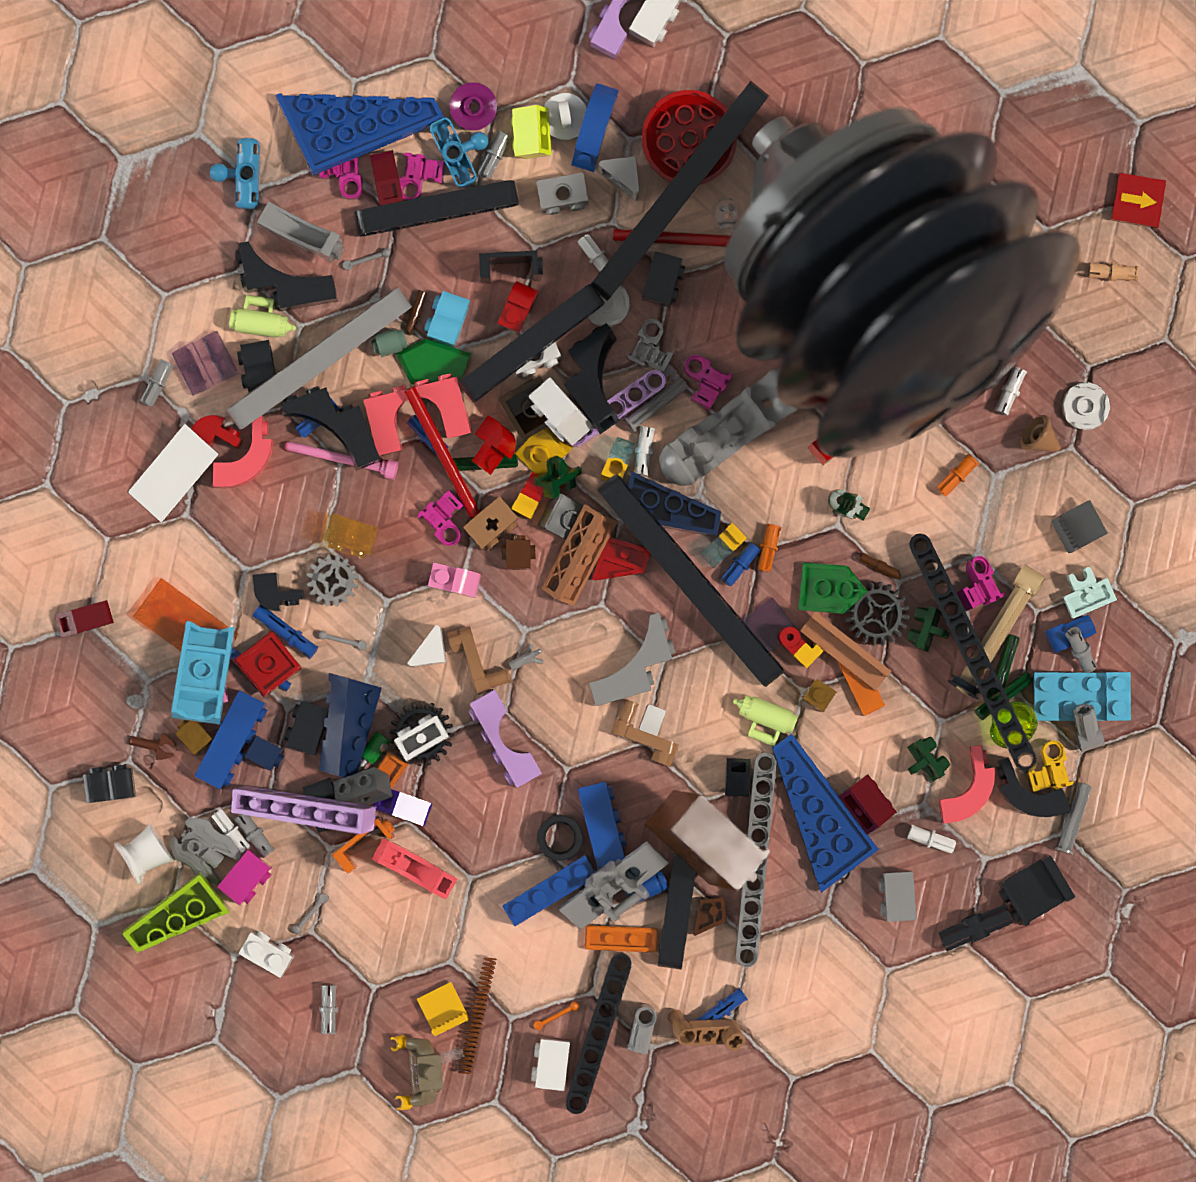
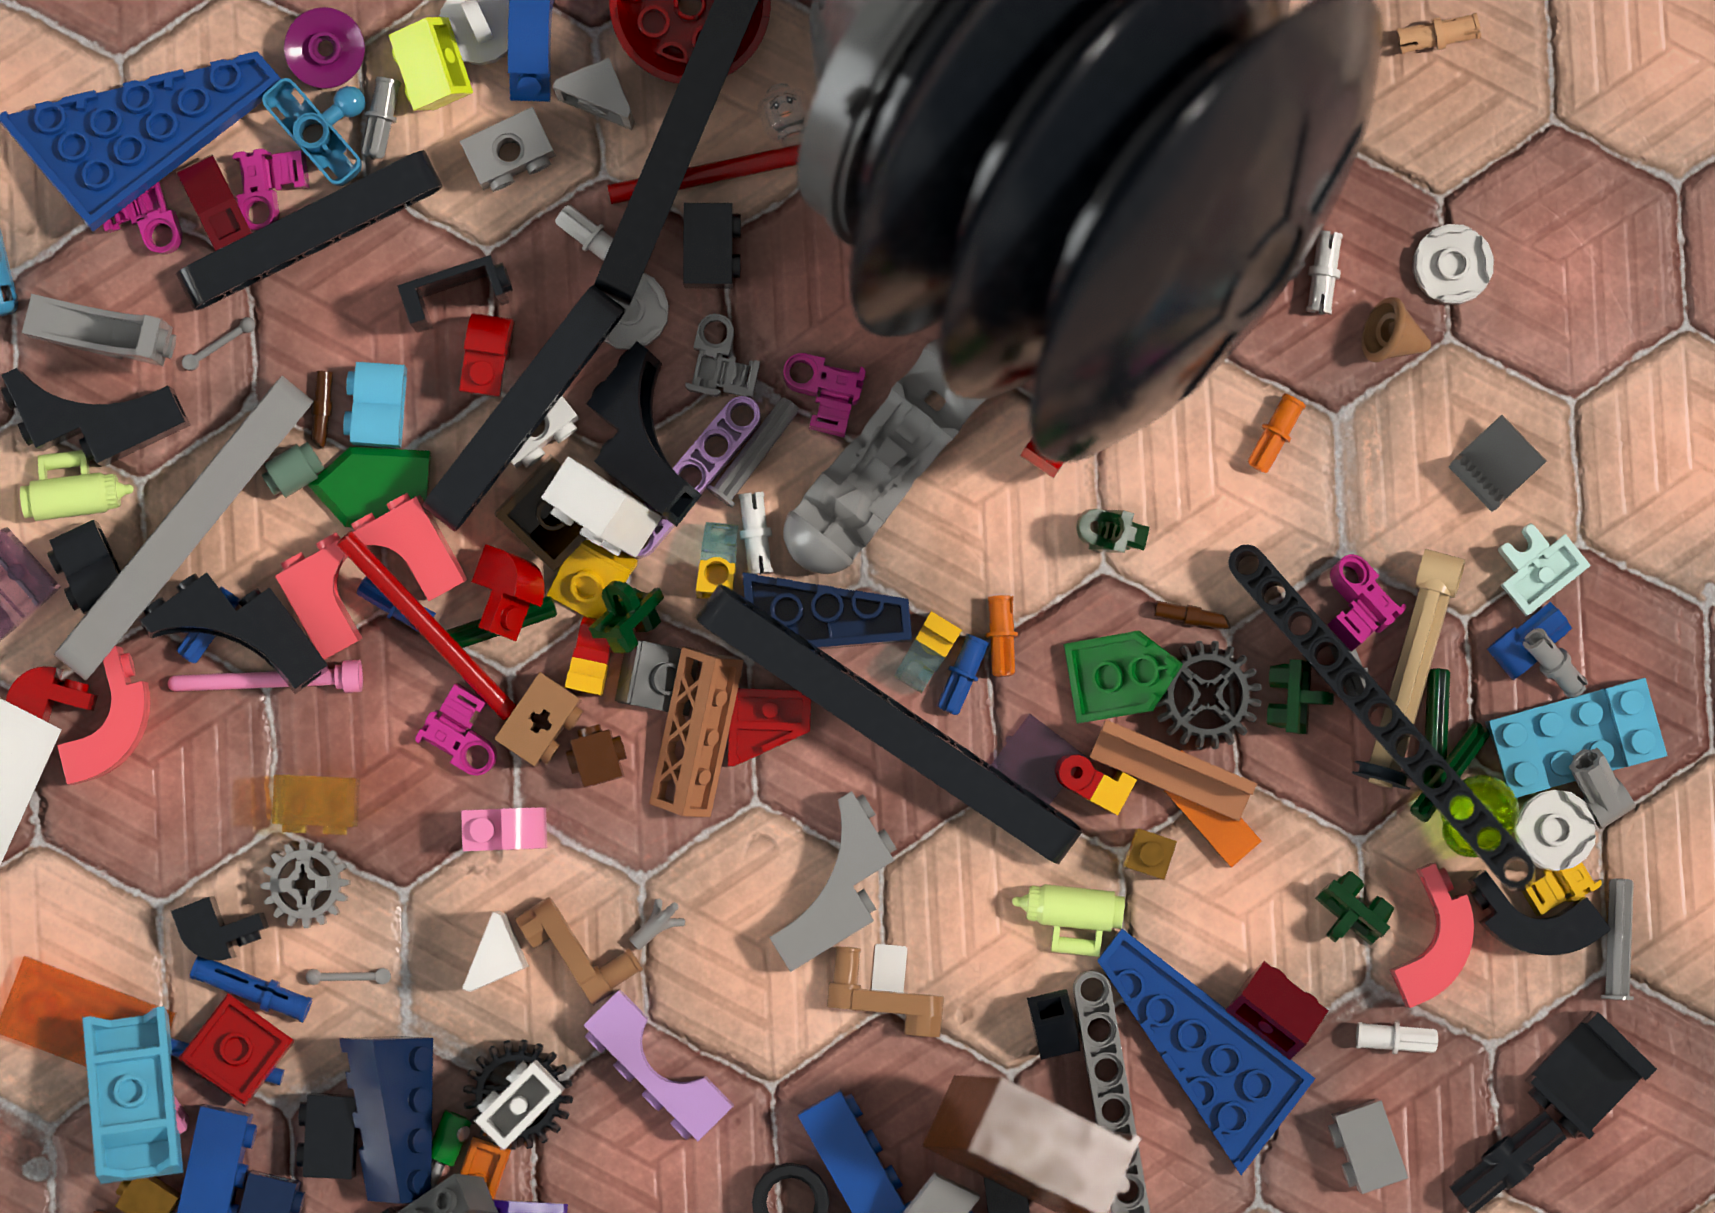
camera: 15 degrees left, 0 degrees up
(1055, 745) = (1556, 830): none -> white tile

